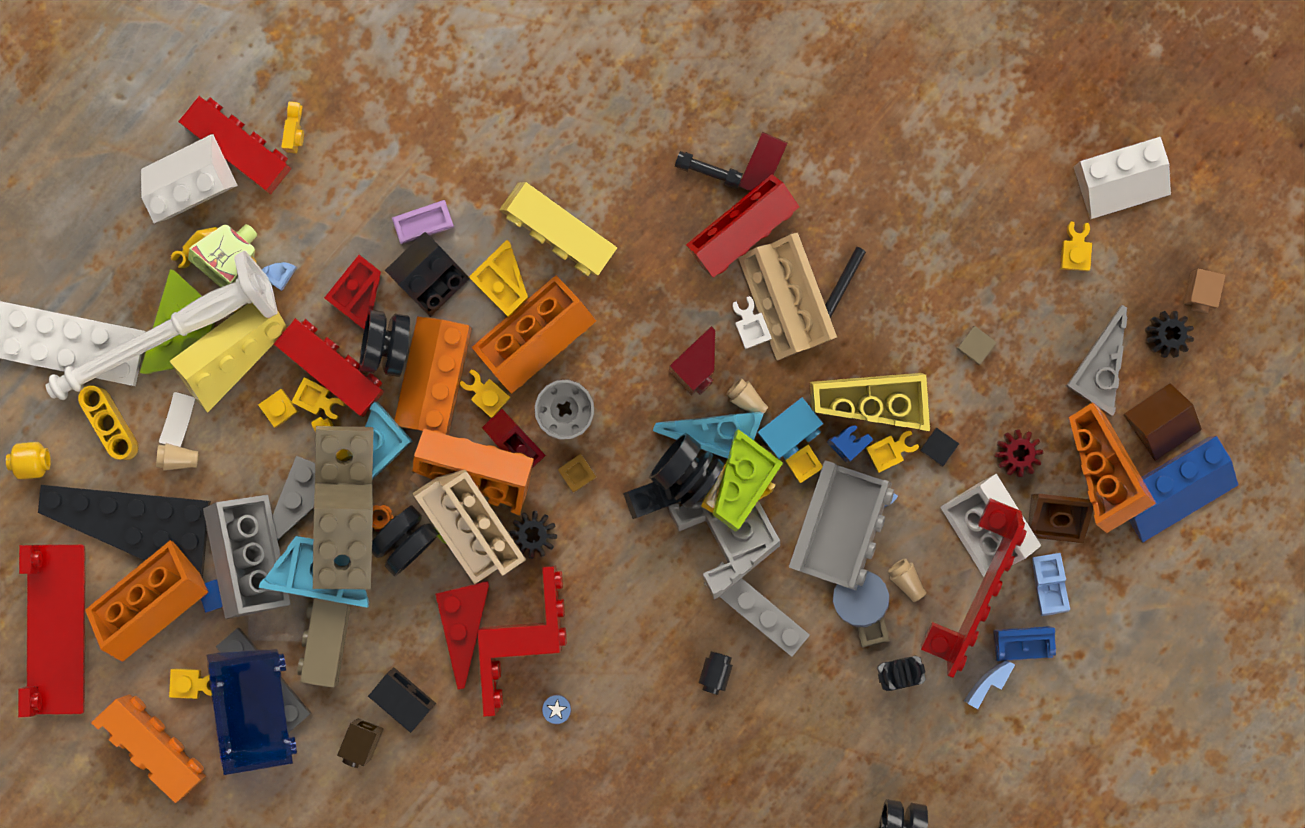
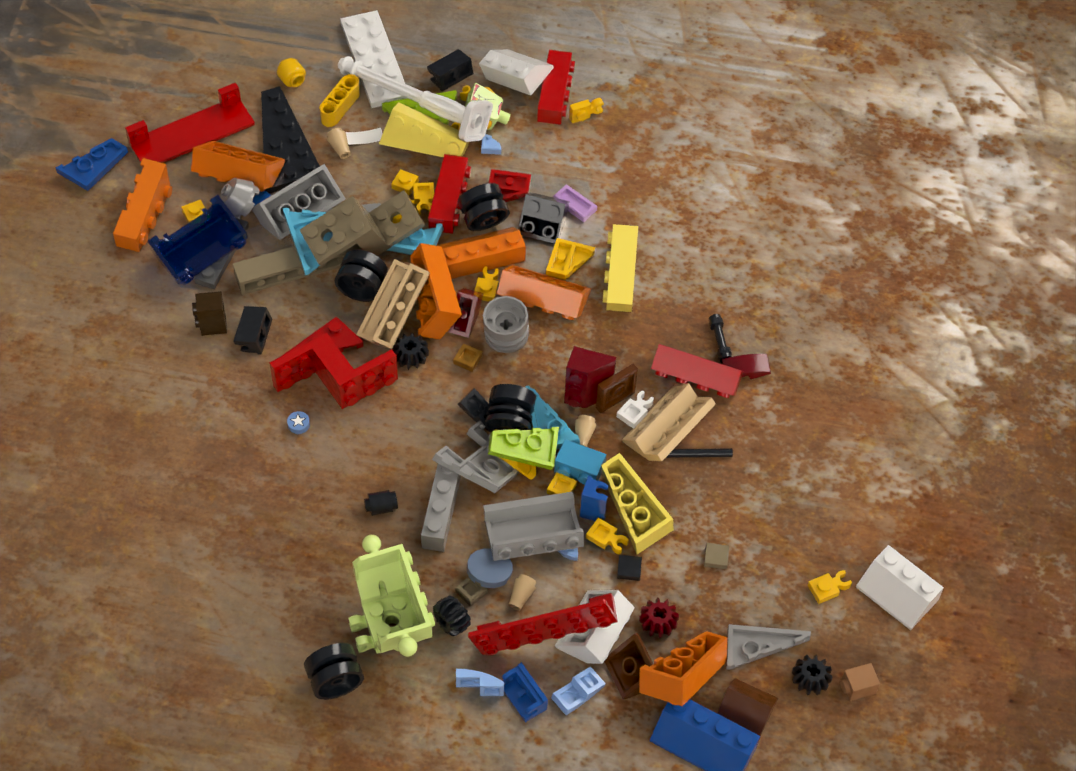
camera: 60 degrees right, 30 degrees down
(42, 773) = (90, 168): none -> blue wing
(133, 258) = (450, 69): none -> black hinge
(205, 628) = (239, 196): none -> light grey cone
(721, 333) = (616, 388): none -> reddish brown tile
(907, 745) = (388, 596): none -> yellowish green piece

